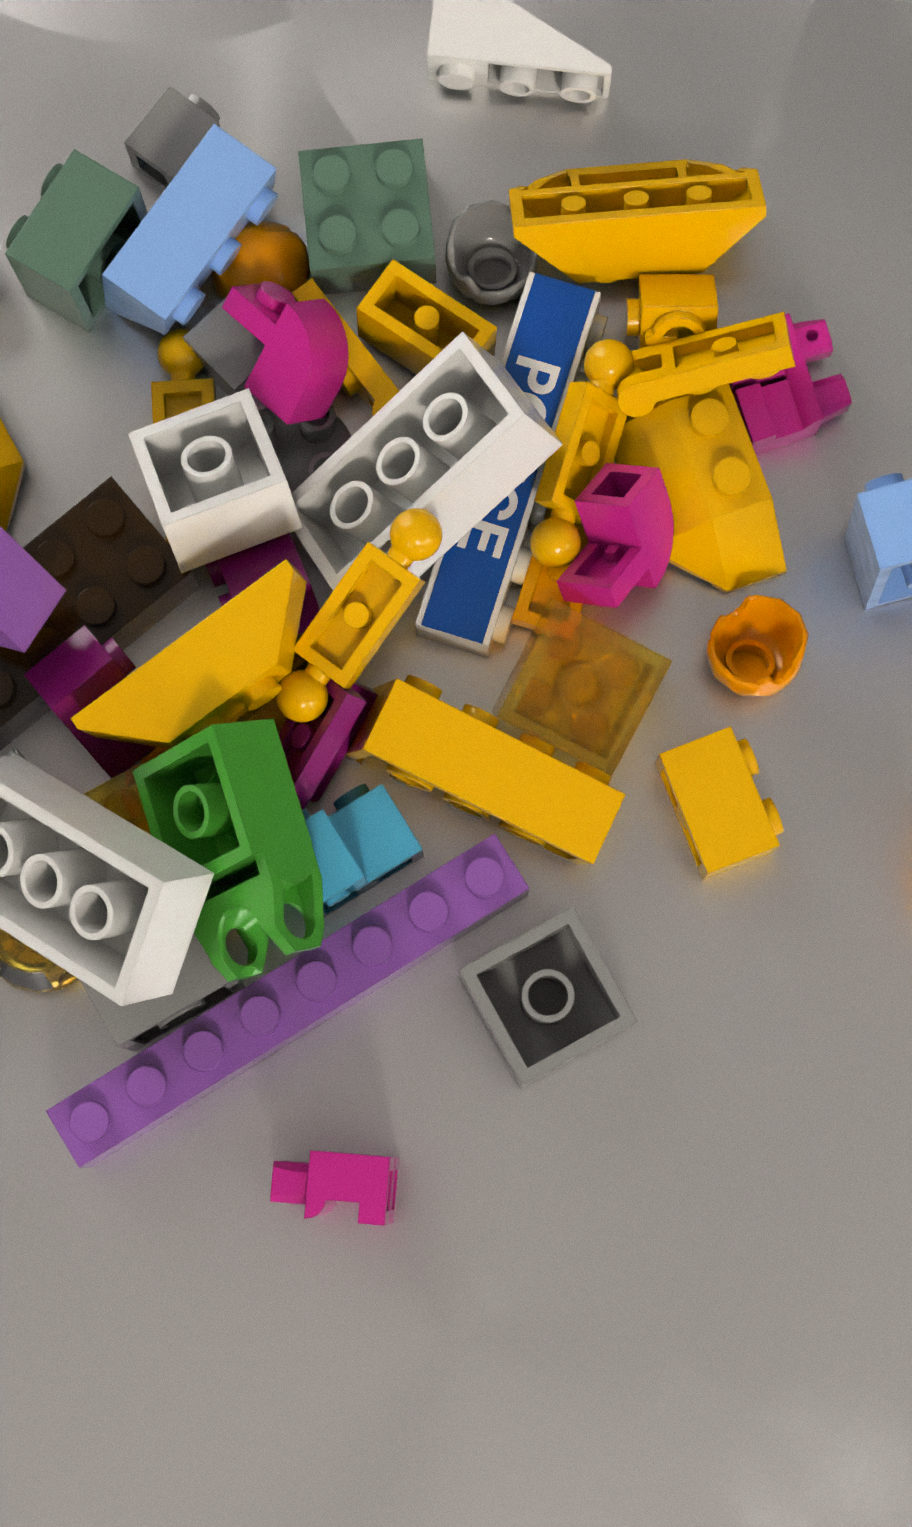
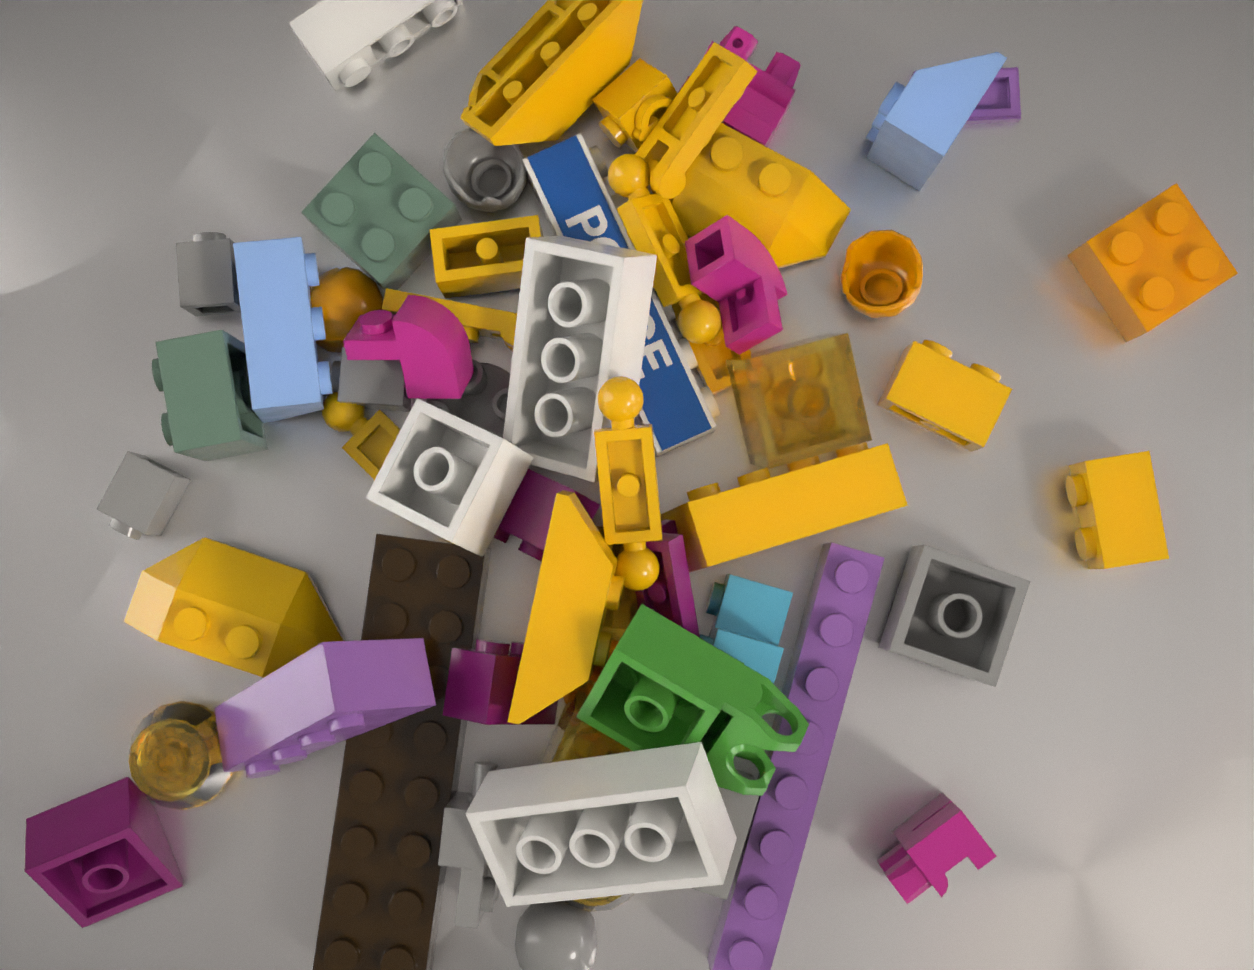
camera: 45 degrees left, 5 degrees up
(780, 1043) = (1117, 511): none -> yellow brick

